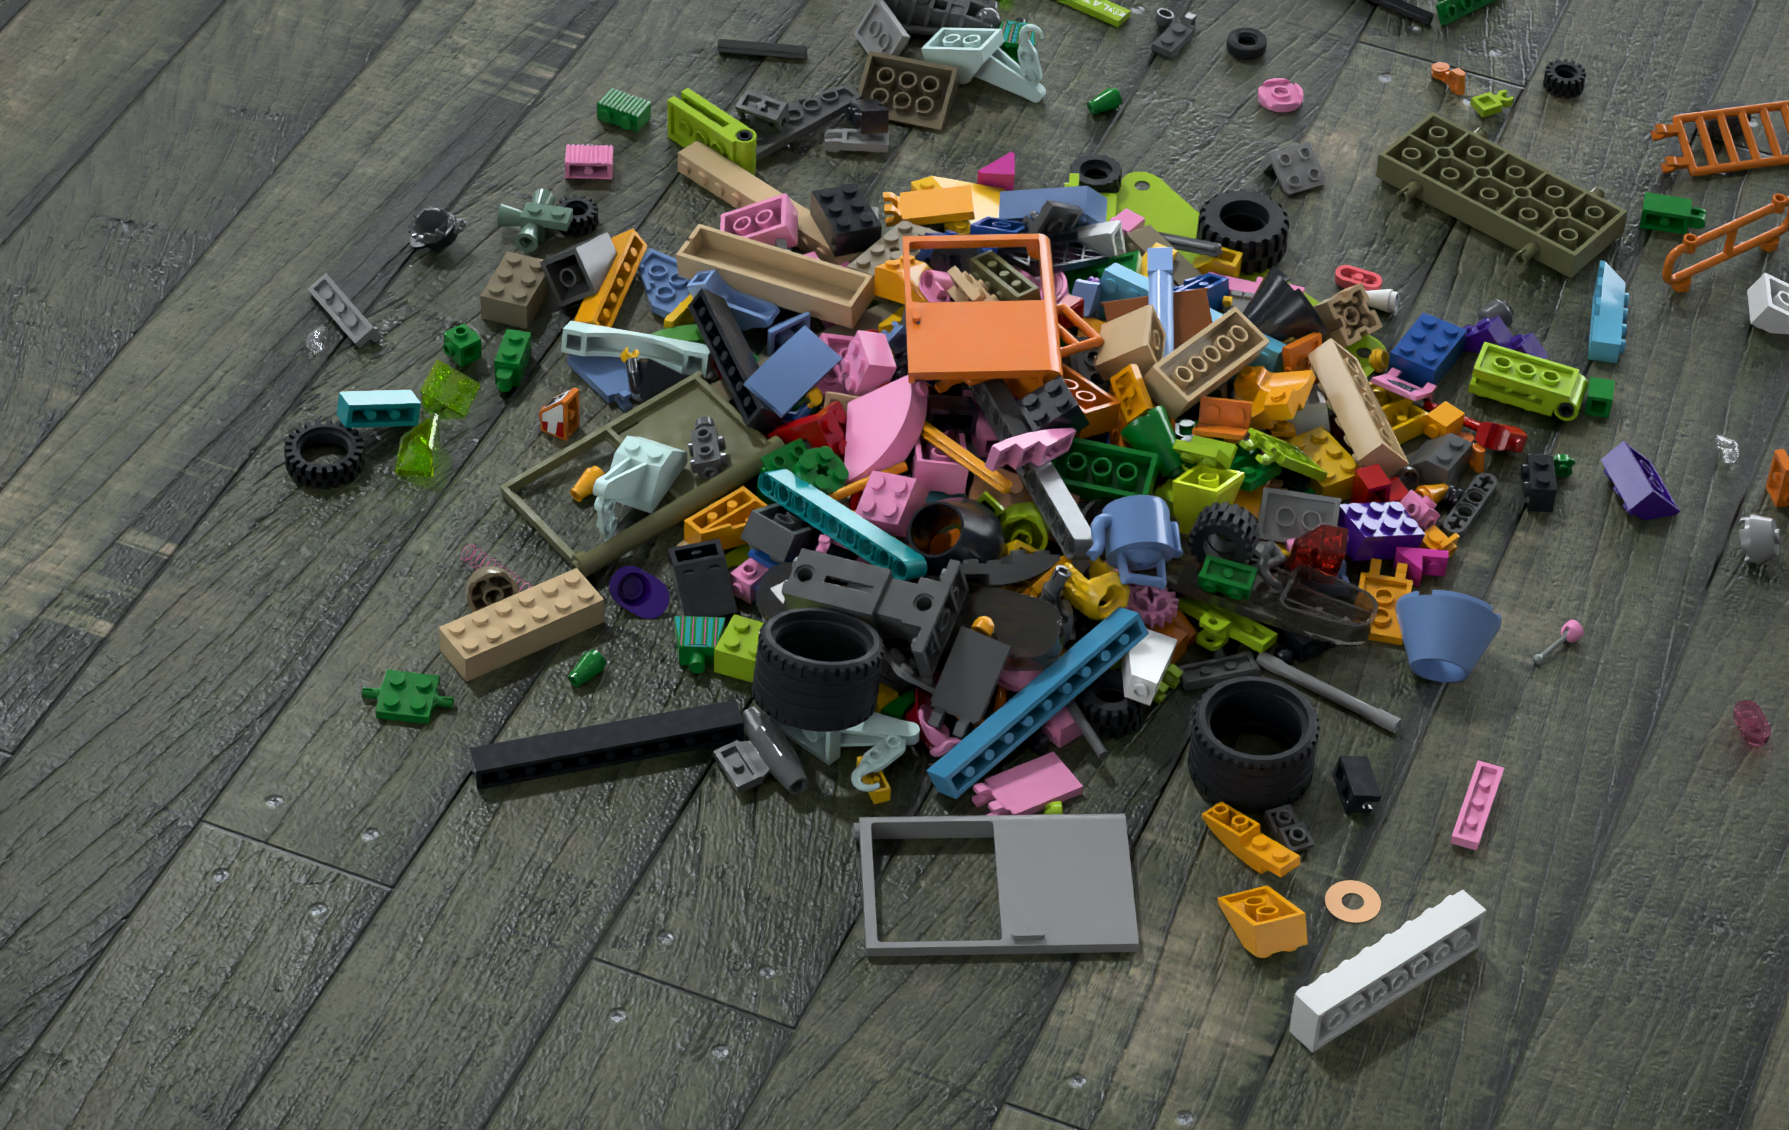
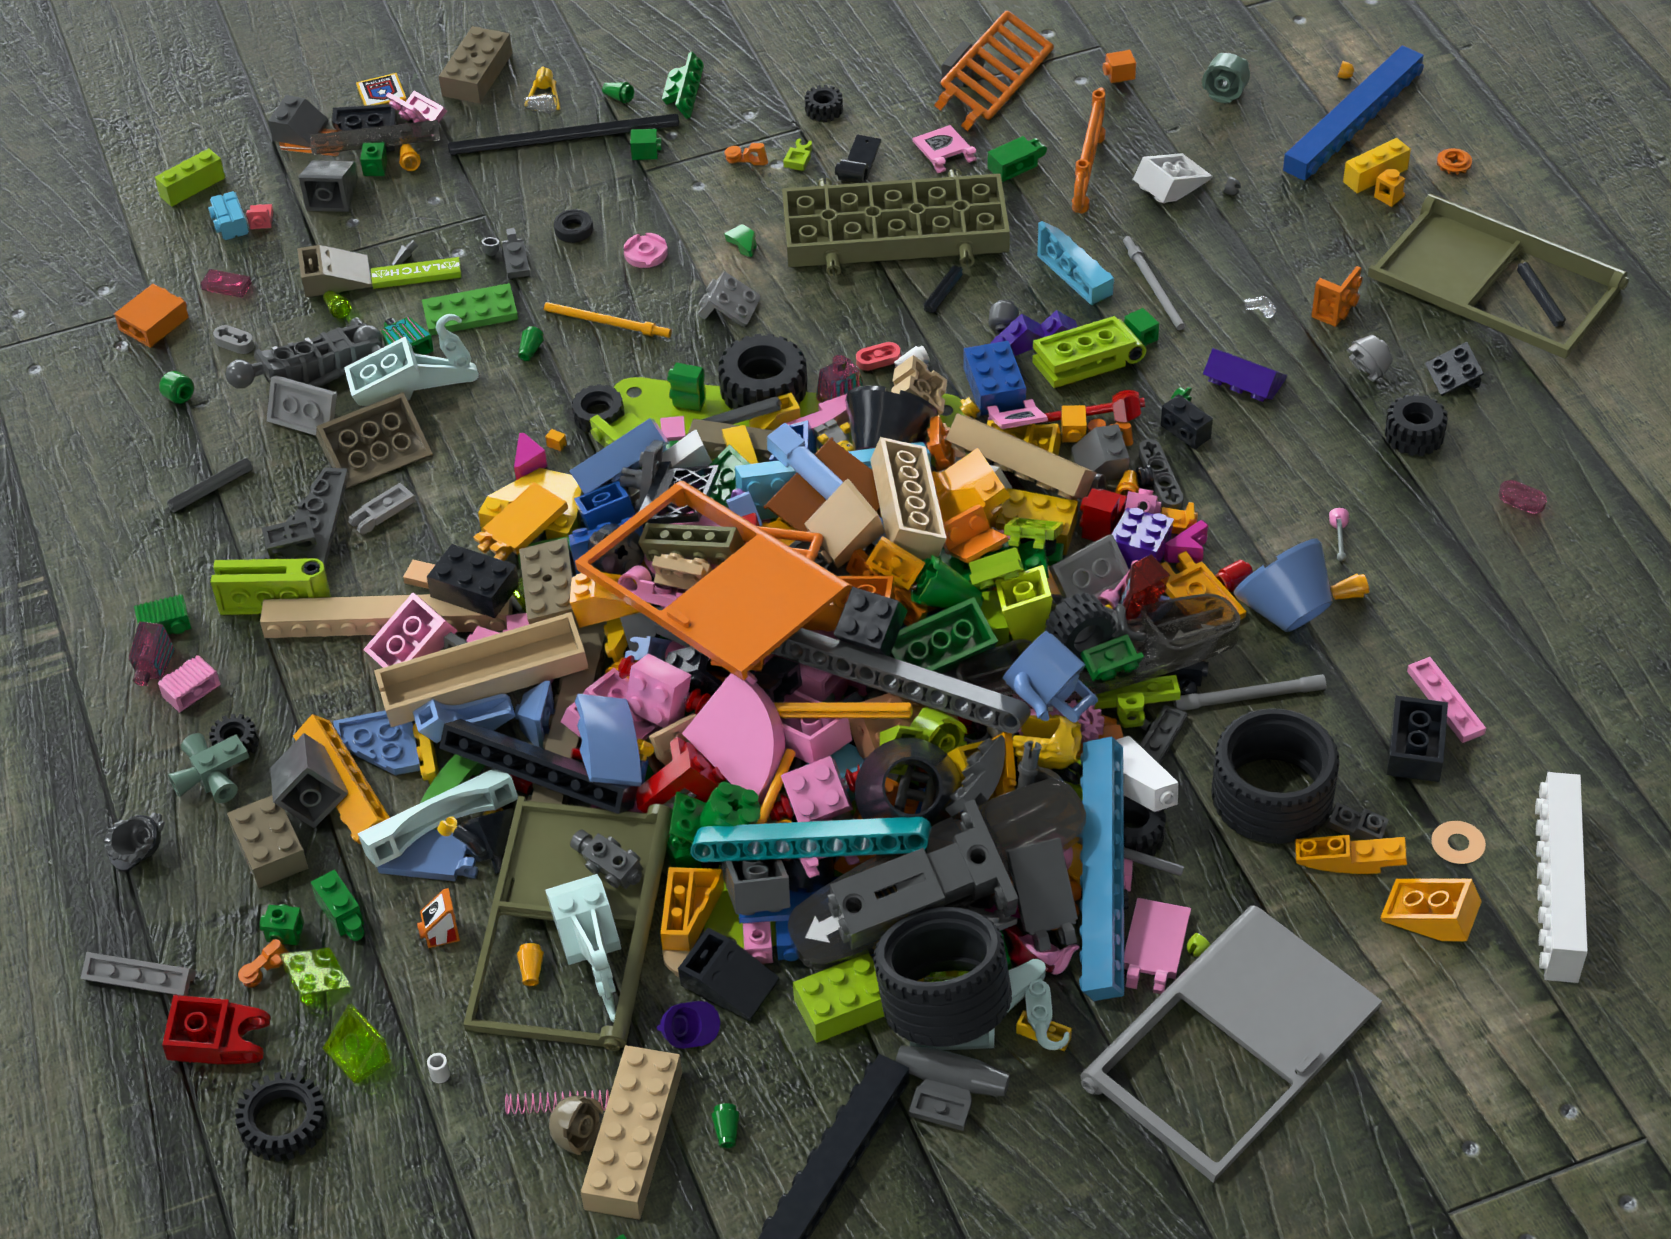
camera: 40 degrees left, 5 degrees up
(313, 339) = (143, 1021): clear arm -> none
(338, 366) = (212, 1031): none -> red brick
(378, 408) = (286, 1038): teal brick -> none
(411, 361) = (270, 958): none -> orange piece
(452, 499) = (438, 1068): none -> white hinge
(585, 123) = (150, 652): none -> clear pink torso
(697, 639) = (782, 1028): green torso -> none
(868, 116) = (373, 482): black brick -> none
(983, 625) = (1020, 837): light orange hinge -> none
(1032, 447) = (896, 664): bright pink slope -> none
(1039, 177) = (556, 440): none -> light orange piece
(1093, 52) = (474, 307): none -> bright green plate
(1174, 201) = (687, 386): none -> green brick
(1206, 147) = (646, 328): none -> light orange bar
(1301, 270) = (837, 379): none -> clear pink torso
(1356, 783) = (1359, 749): black hinge -> none
(1365, 134) = (743, 238): none -> green slope
(1376, 19) = (645, 144): none -> green brick
(1409, 808) = (1417, 738): none -> black brick
(1478, 268) = (943, 289): none -> black axle
(1511, 682) = (1351, 587): none -> light orange cone
(1535, 139) = (859, 161): none -> black door
(1624, 169) = (943, 144): none -> bright pink flag
(1673, 347) = (1136, 255): none -> light grey bar
(1730, 612) = (1416, 424): none -> black tyre

